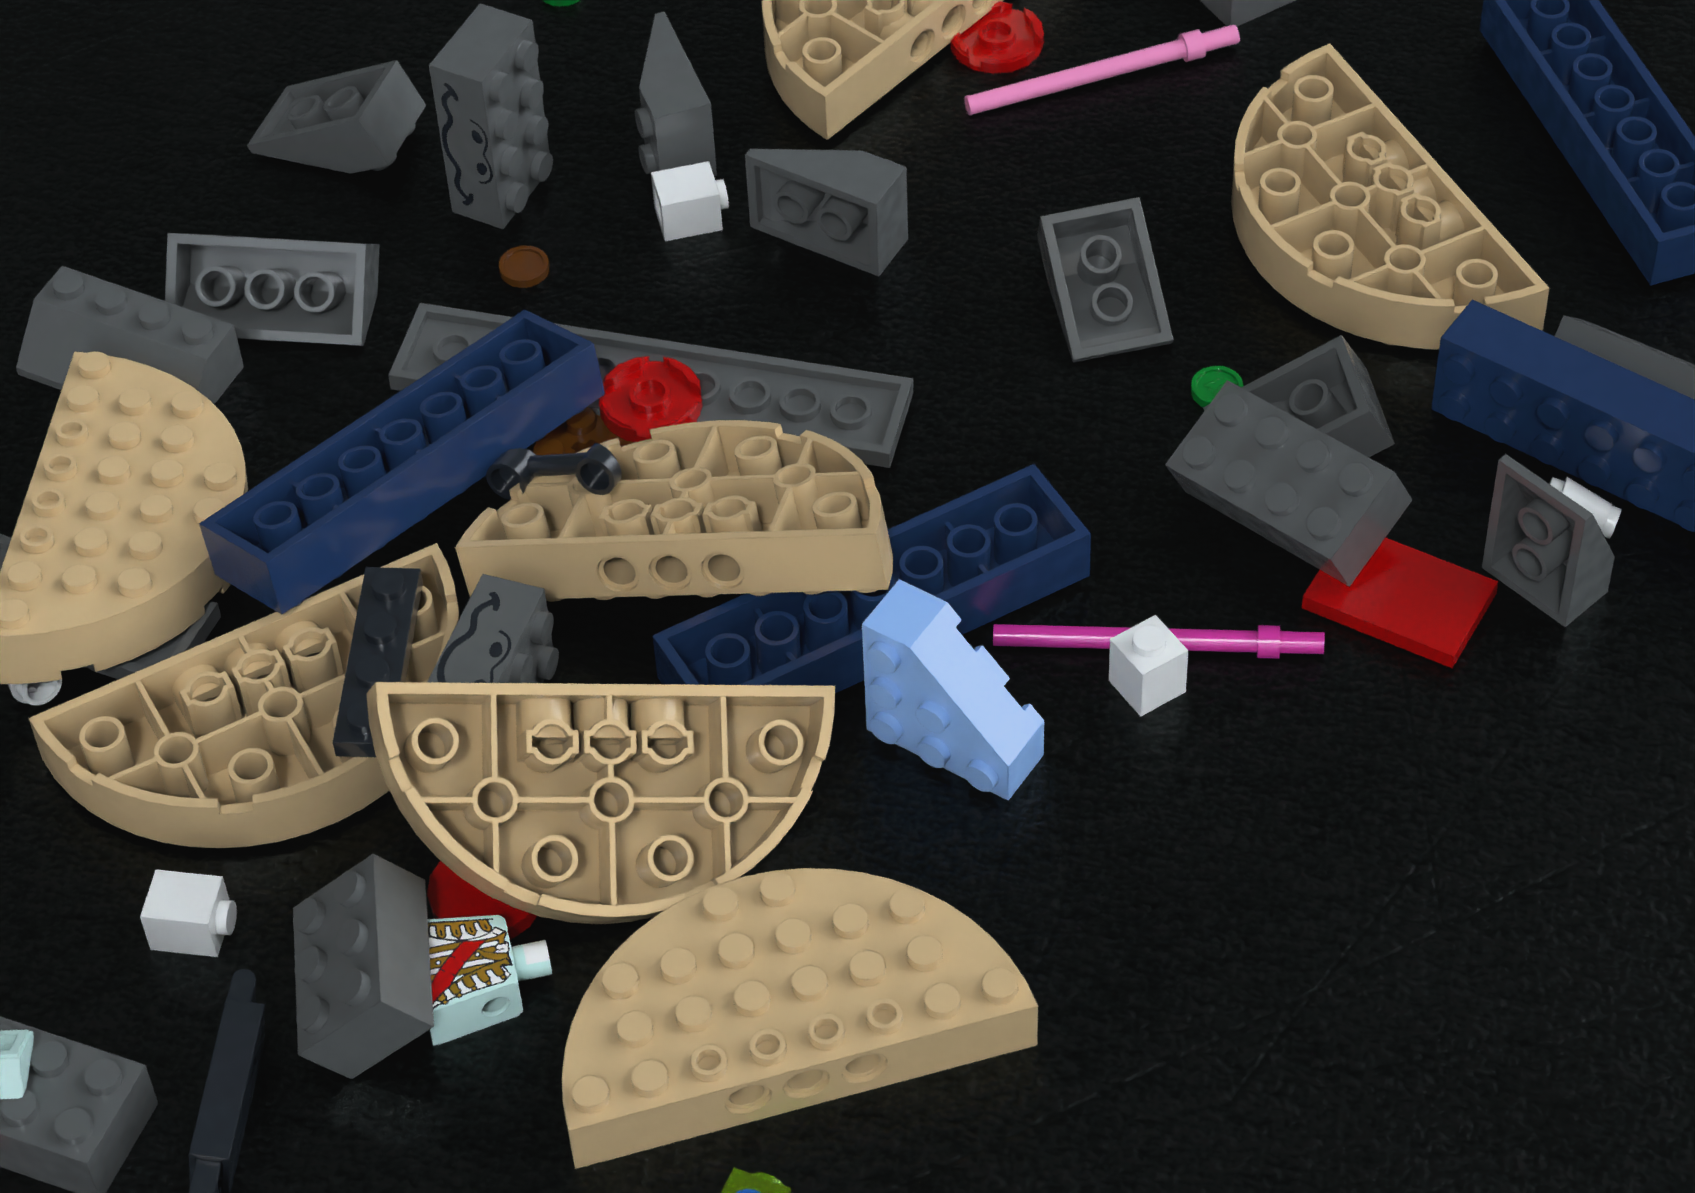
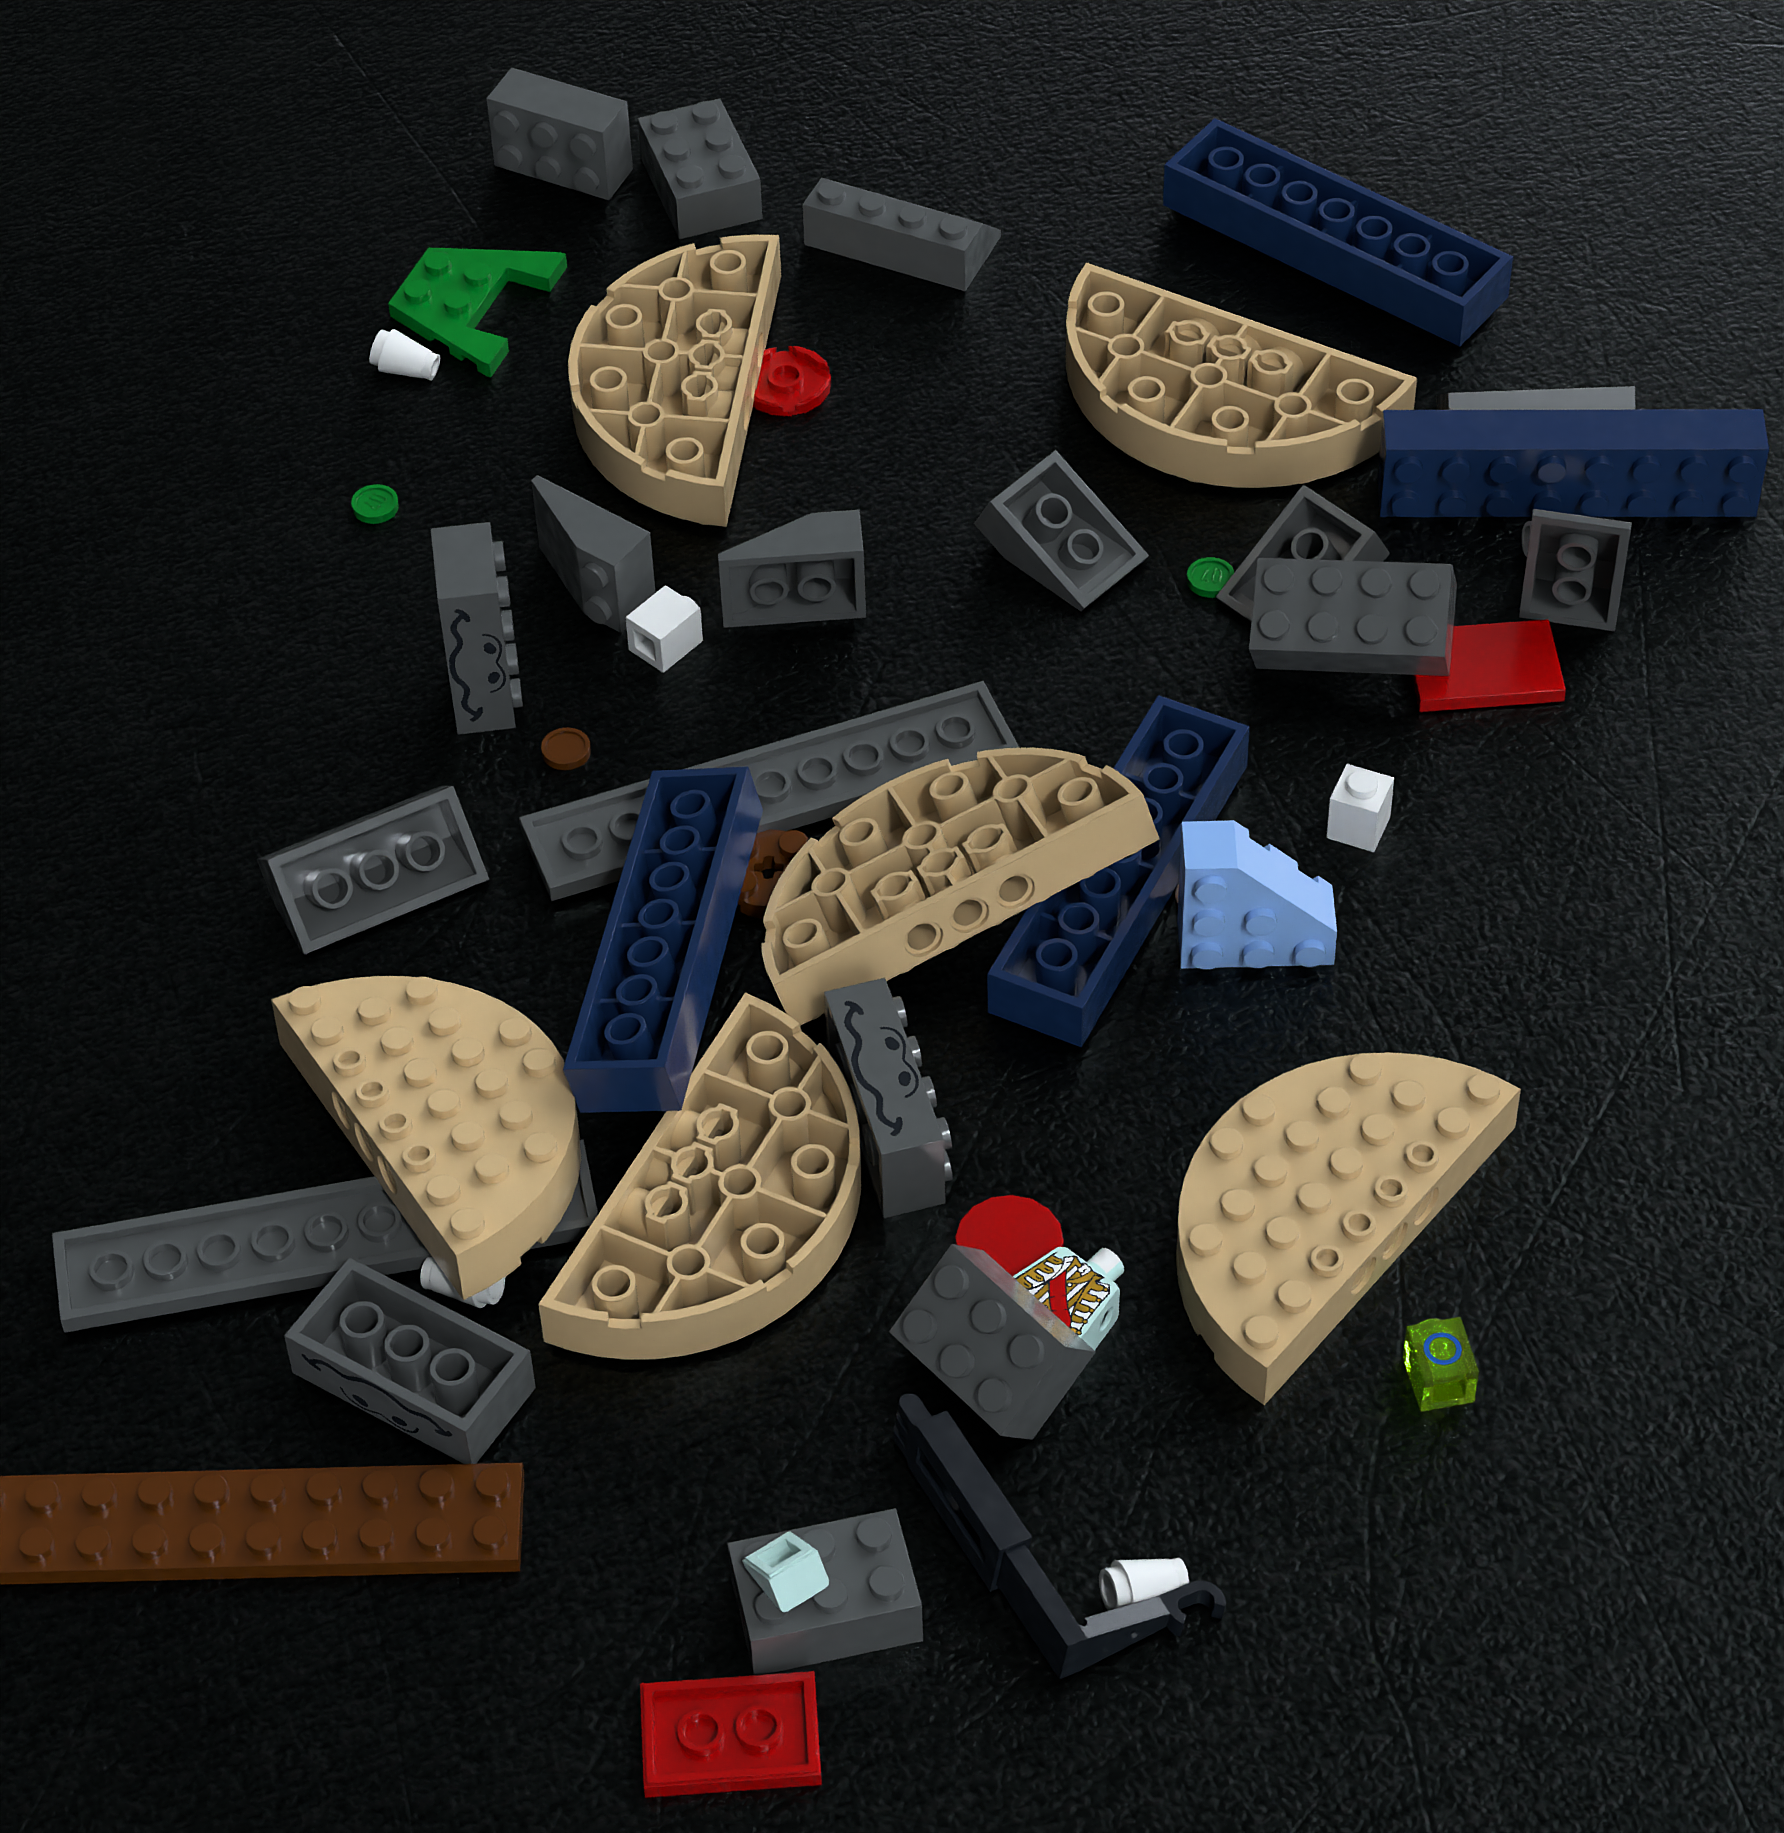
camera: 35 degrees left, 0 degrees up
(98, 316) = (245, 968): dark grey slope -> none
(187, 913) = (795, 1387): white brick -> none
(342, 120) = (296, 701): dark grey slope -> none
(377, 650) = (794, 1106): black plate -> none
(595, 469) = (838, 860): black bar -> none
(599, 791) = (1070, 1108): tan brick -> none
(649, 396) = (797, 798): red tile -> none
(1189, 46) = (949, 320): bright pink bar -> none
(1266, 641) = (1419, 749): dark pink bar -> none

